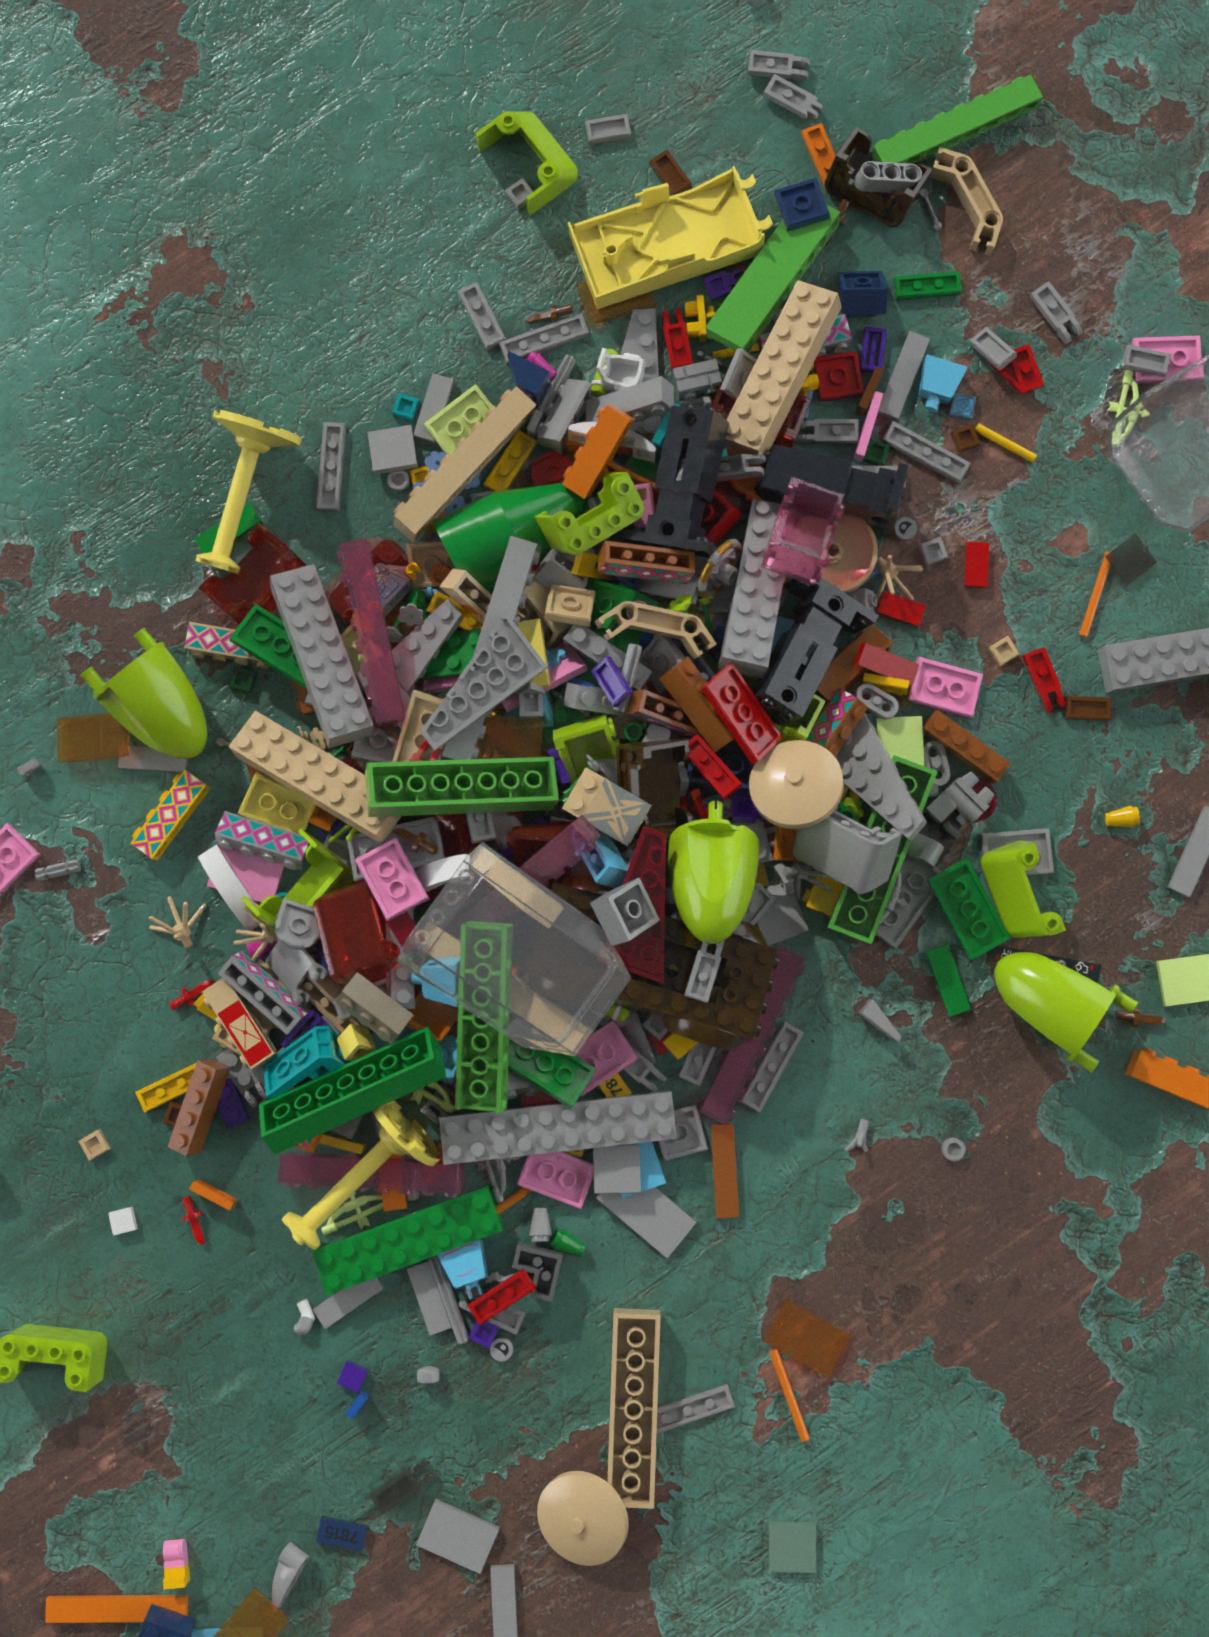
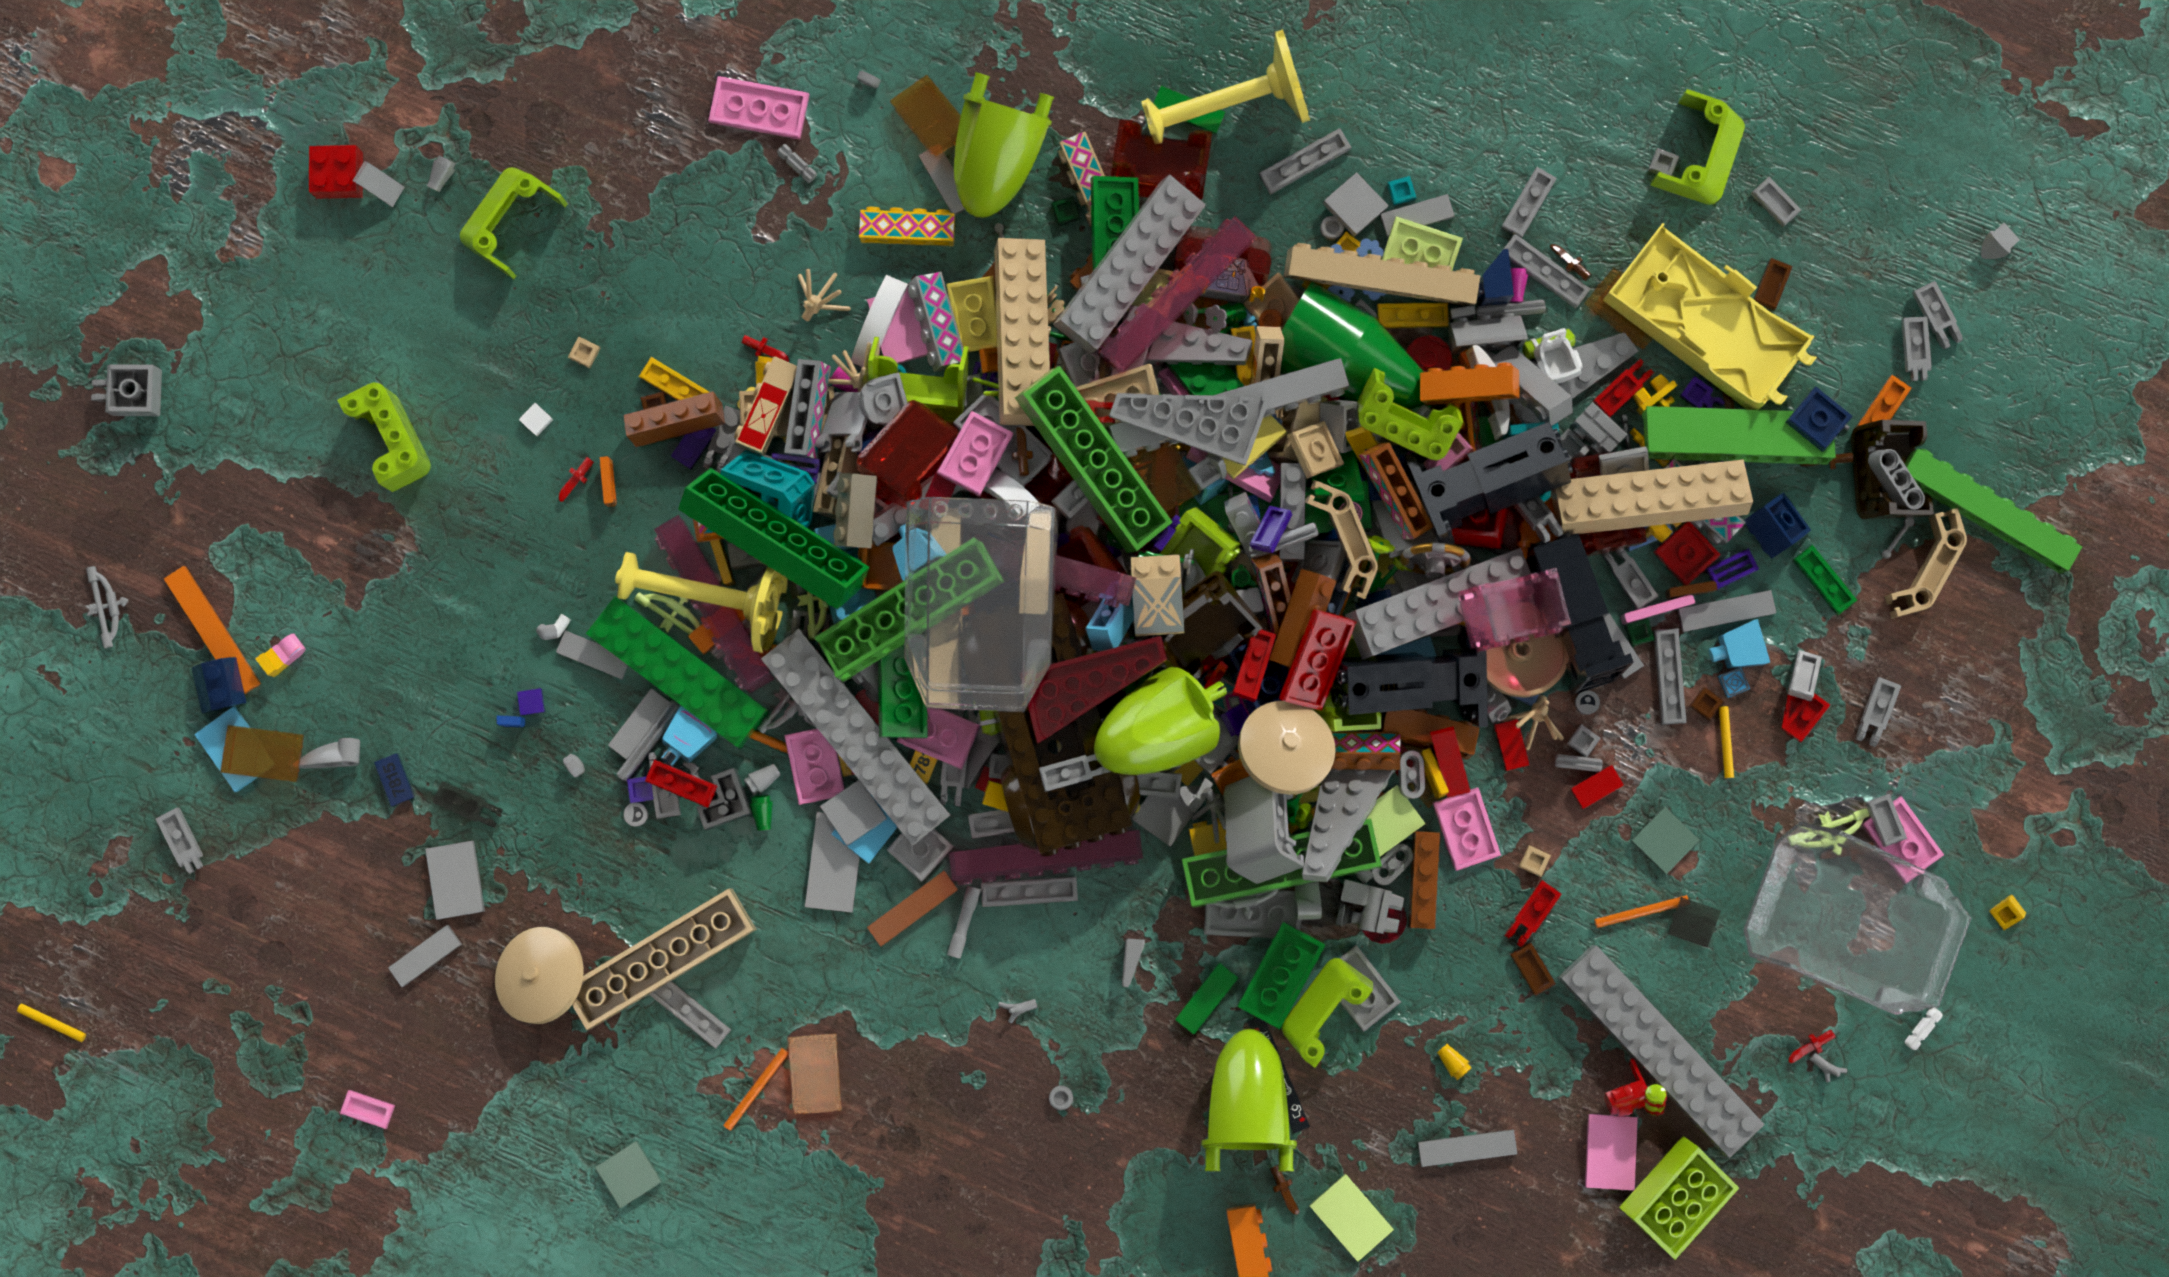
camera: 55 degrees right, 0 degrees up
(356, 1042) = (816, 515): light yellow brick -> none
(625, 912) = (1076, 669): light grey slope -> none
(771, 1146) = (959, 937): none -> light grey piece
(948, 566) = (1578, 763): none -> light grey axle
(1052, 540) = (1665, 840): none -> sand green tile

